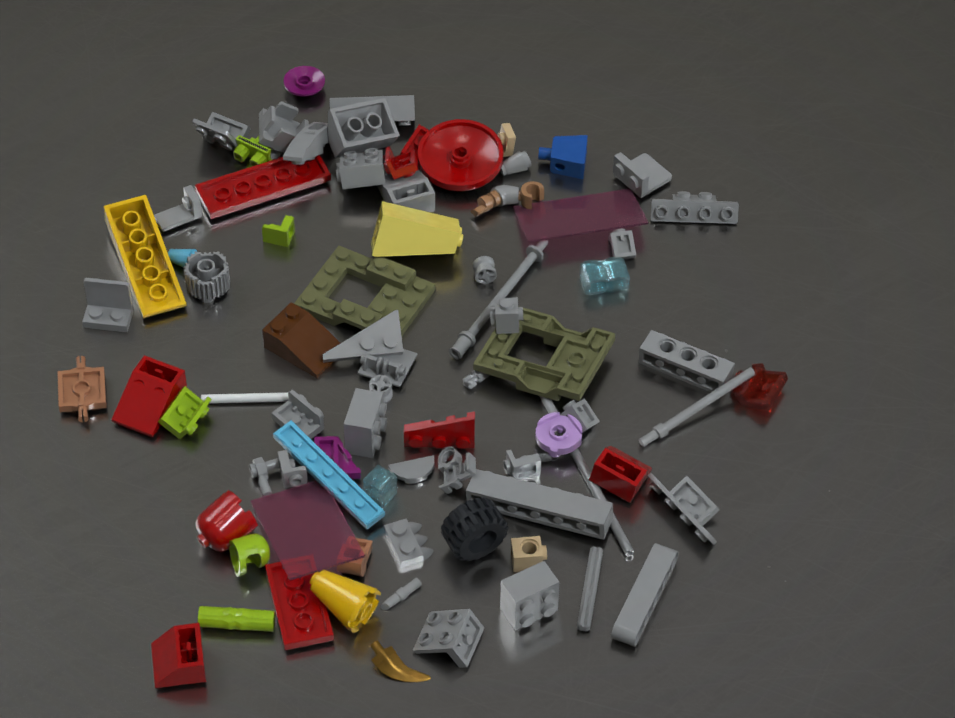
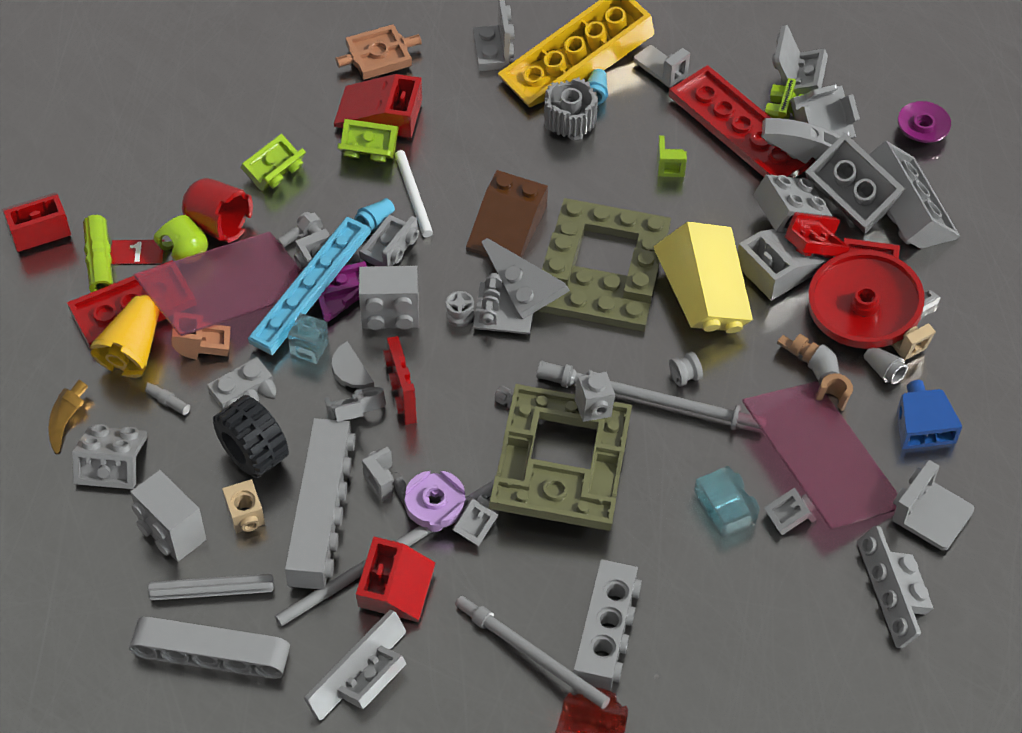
camera: 75 degrees right, 5 degrees up
(183, 480) = (272, 162): none -> lime bracket
(237, 592) = (136, 252): none -> red sticker
(264, 424) = (375, 214): none -> medium azure cone

